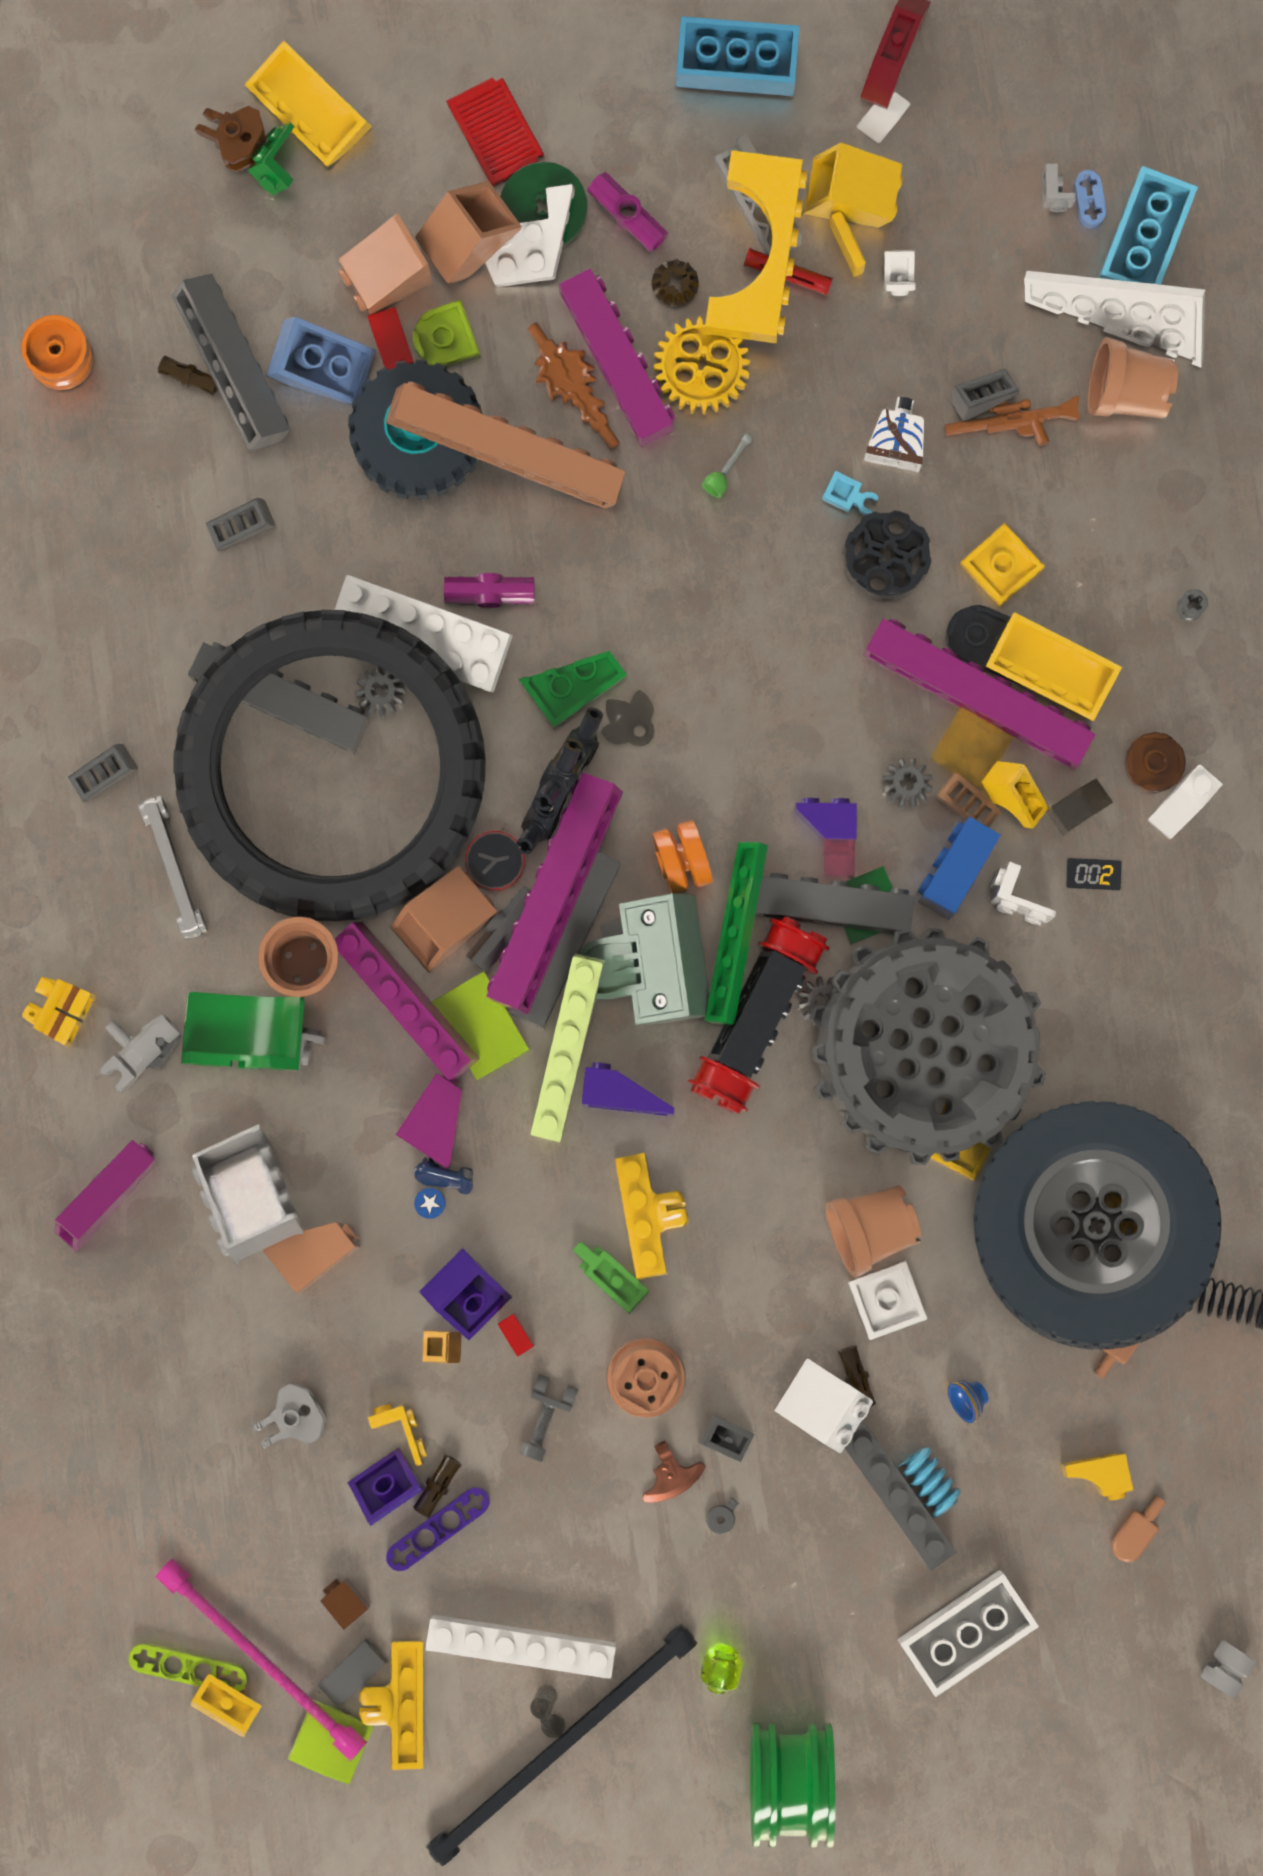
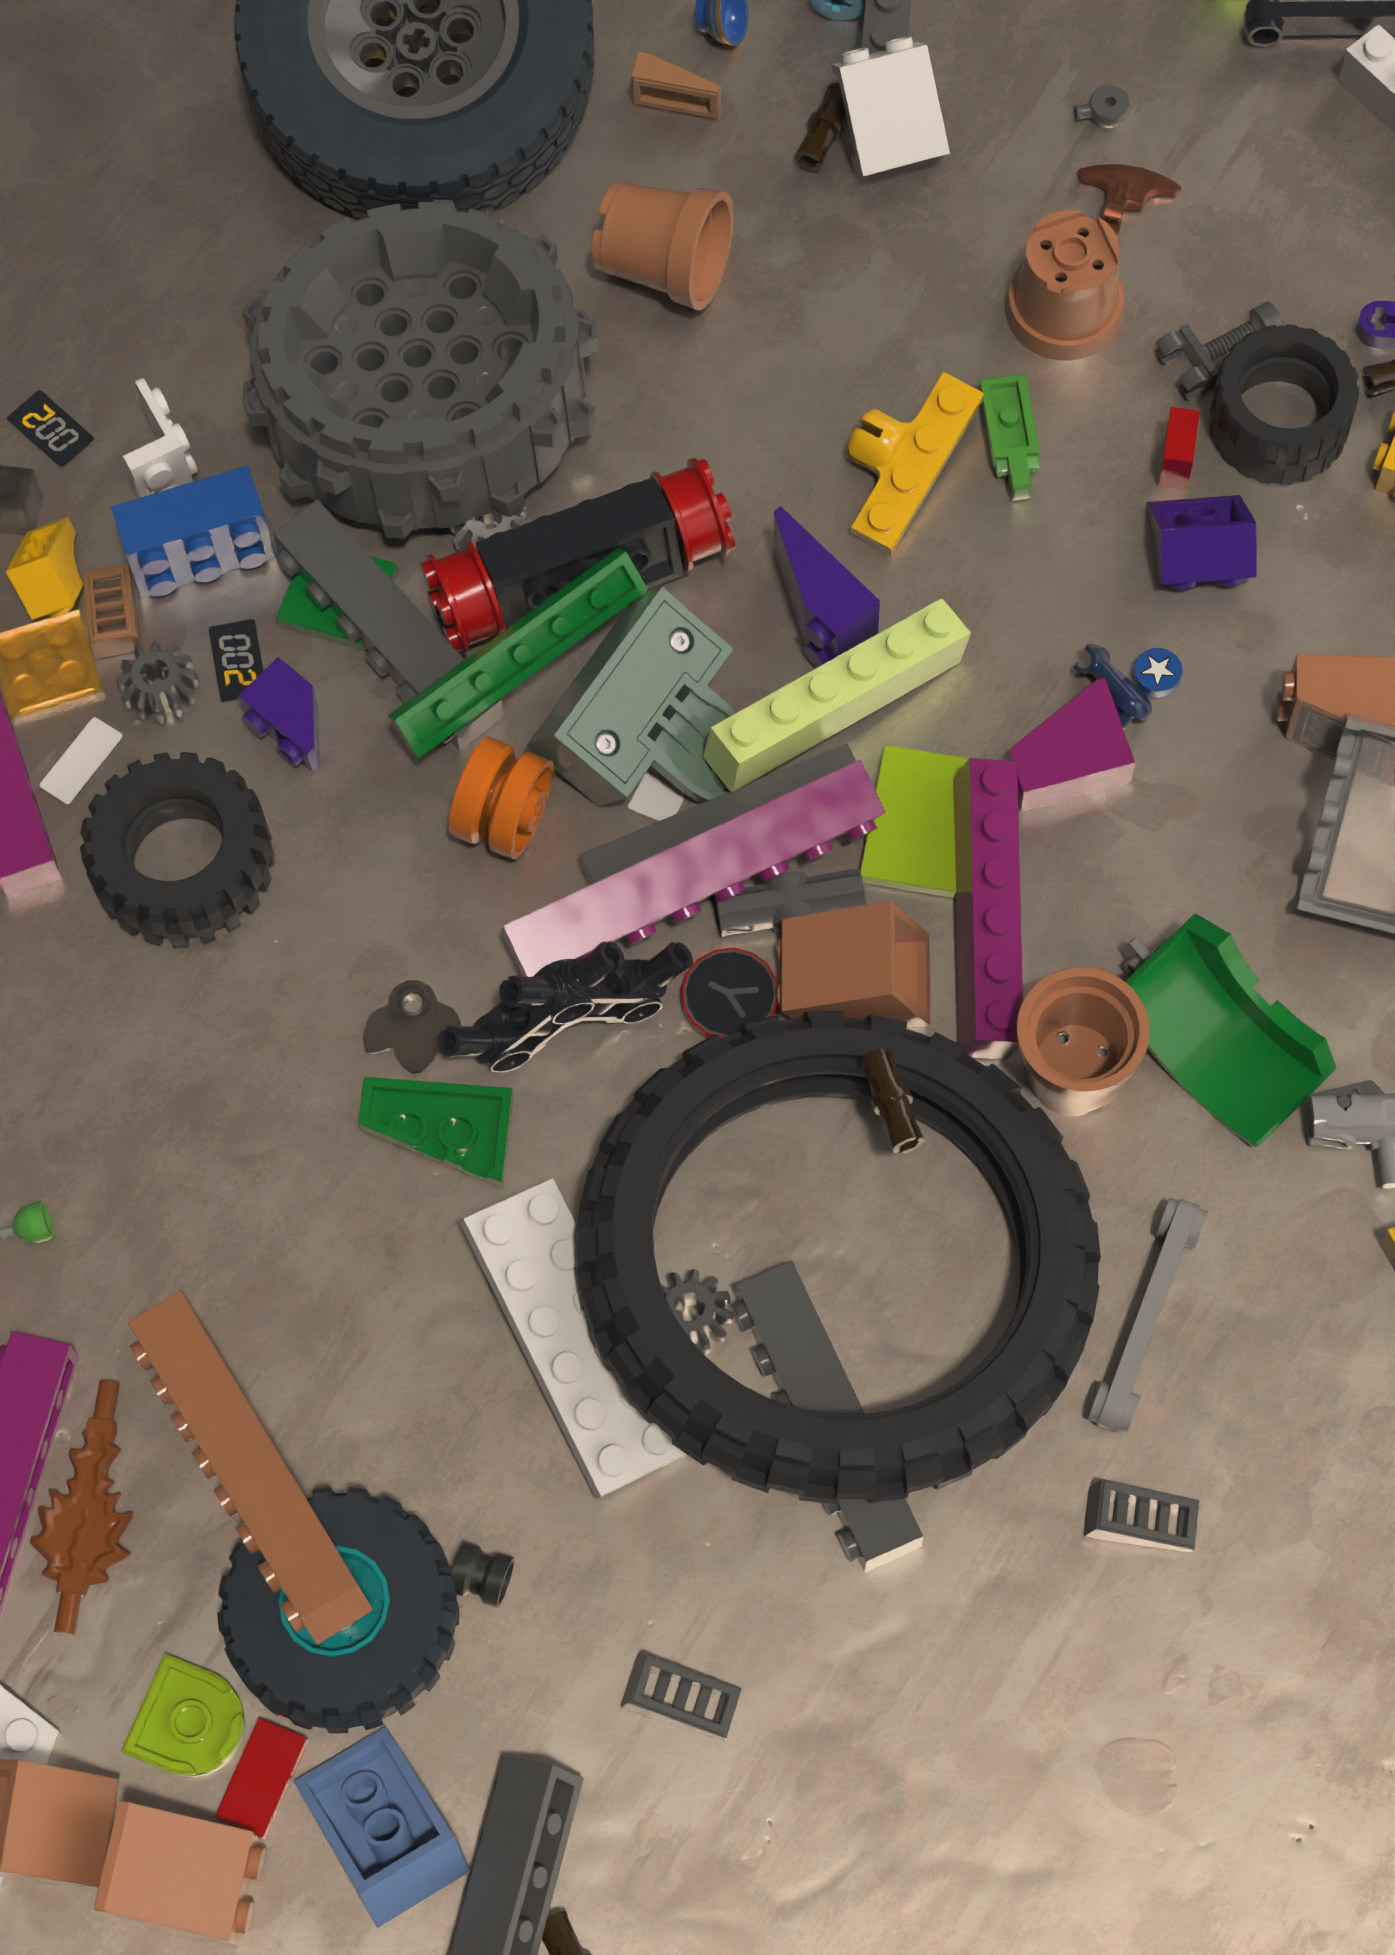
camera: 135 degrees left, 15 degrees down
(358, 848) = (892, 1100): none -> dark brown pin
(373, 499) = (482, 1574): none -> pearl dark grey wheel
(441, 1347) = (1281, 511): pearl gold slope -> none
(444, 1402) = (1292, 357): none -> black tyre
(489, 590) = (437, 1327): magenta piece -> none
(725, 1437) = (1032, 180): dark grey slope -> none
(820, 665) = (164, 793): none -> black tyre
(839, 857) = (318, 657): clear pink panel -> none
(884, 832) = (235, 657): none -> black sticker
(887, 1300) = (721, 162): white plate -> none
(910, 718) = (81, 760): none -> white sticker
(963, 1328) = (672, 88): none -> medium nougat slope

